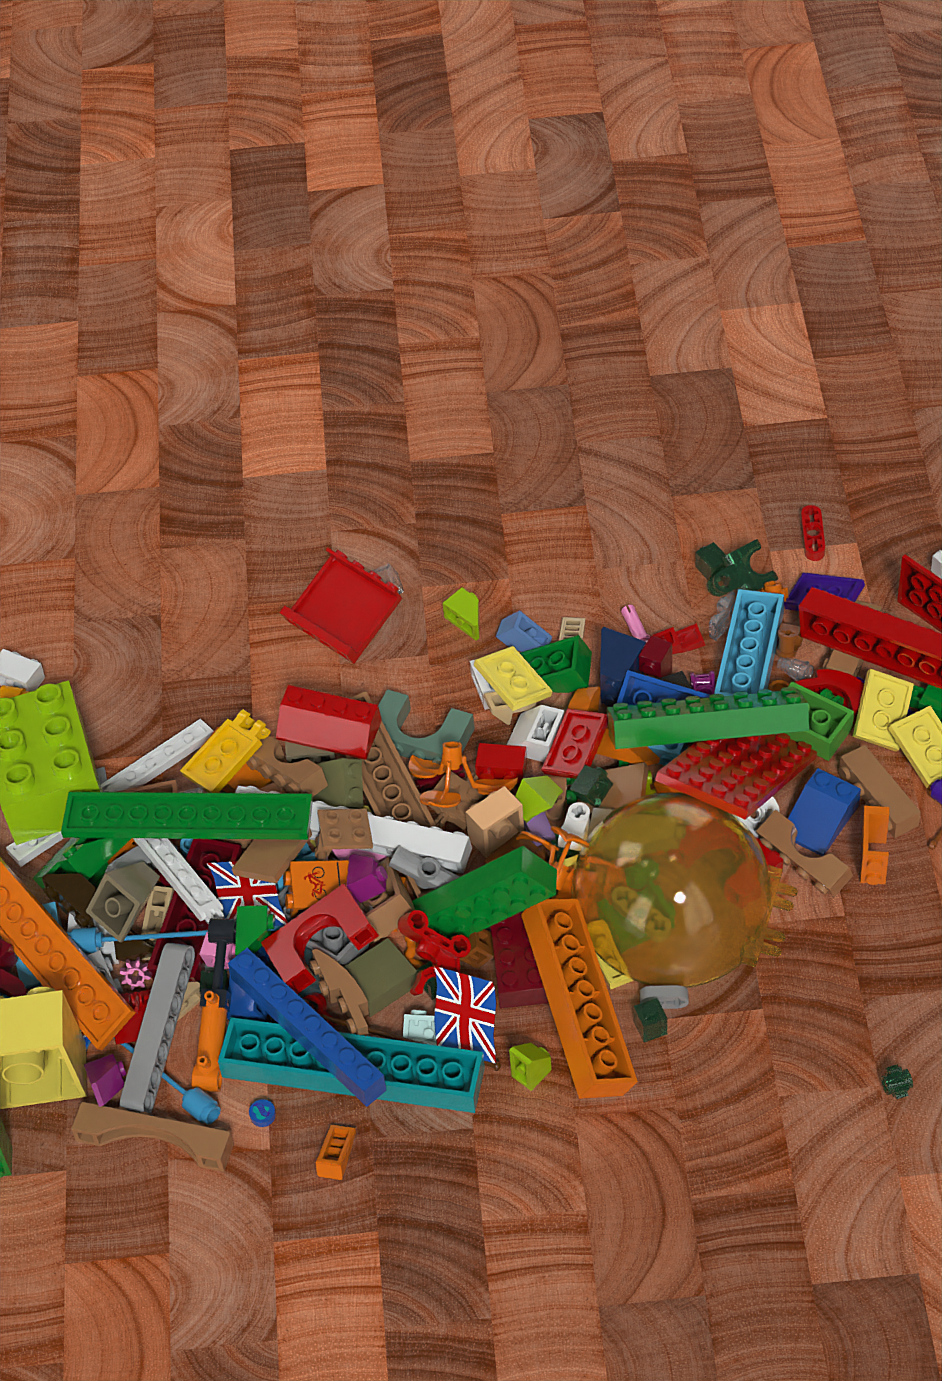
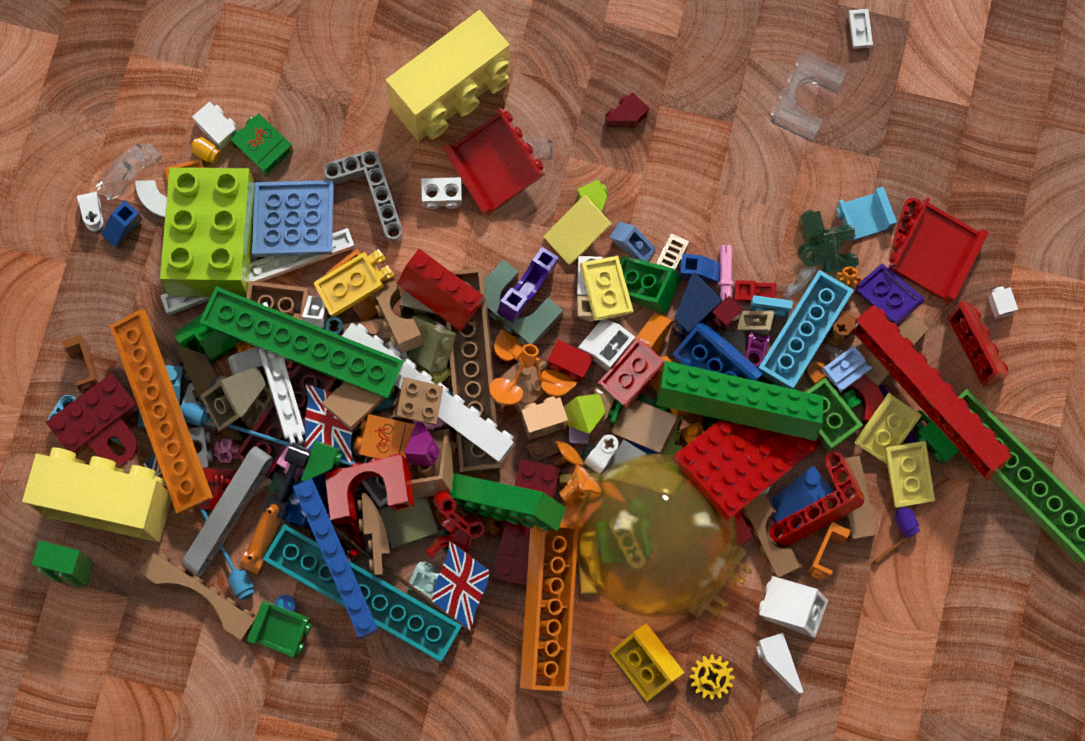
camera: 10 degrees right, 25 degrees up
(83, 669) = (262, 144): none -> green panel
(105, 1078) = (176, 537): magenta slope -> none
(135, 727) = (293, 218): none -> medium blue plate
(206, 657) = (376, 189): none -> light grey beam
(261, 539) = (449, 77): none -> light yellow brick
(264, 1137) = (280, 629): none -> green panel
(293, 655) = (441, 187): none -> white brick
(330, 1166) = (317, 671): orange slope -> none
(414, 865) = (462, 448): light grey piece -> none
(417, 715) = (535, 276): none -> dark purple arch
(458, 640) = (577, 230): none -> light yellow tile
(469, 527) = (628, 113): none -> dark red slope
(529, 1064) = (496, 642): lime slope -> none
(591, 785) = (630, 417): clear green brick -> none
(593, 627) = (704, 267): none -> blue slope
(647, 433) = (809, 70): none -> clear arch
(650, 1020) = (598, 637): clear green brick -> none
(669, 996) = (617, 620): light grey beam -> none
(682, 385) = (860, 28): none -> white plate
(694, 660) = (756, 321): none -> tan slope
(701, 642) = (779, 306): none -> medium azure plate
(717, 1028) = (646, 662): none -> yellow slope
(775, 533) = (867, 214): none -> medium azure panel
(800, 1018) = (715, 687): none -> yellow gear
(811, 667) = (847, 368): none -> light blue plate
(848, 803) = (822, 506): none -> red beam
(855, 542) = (936, 251): none -> red panel
(861, 914) = (793, 606): none -> white slope
(873, 976) = (778, 659): none -> white slope

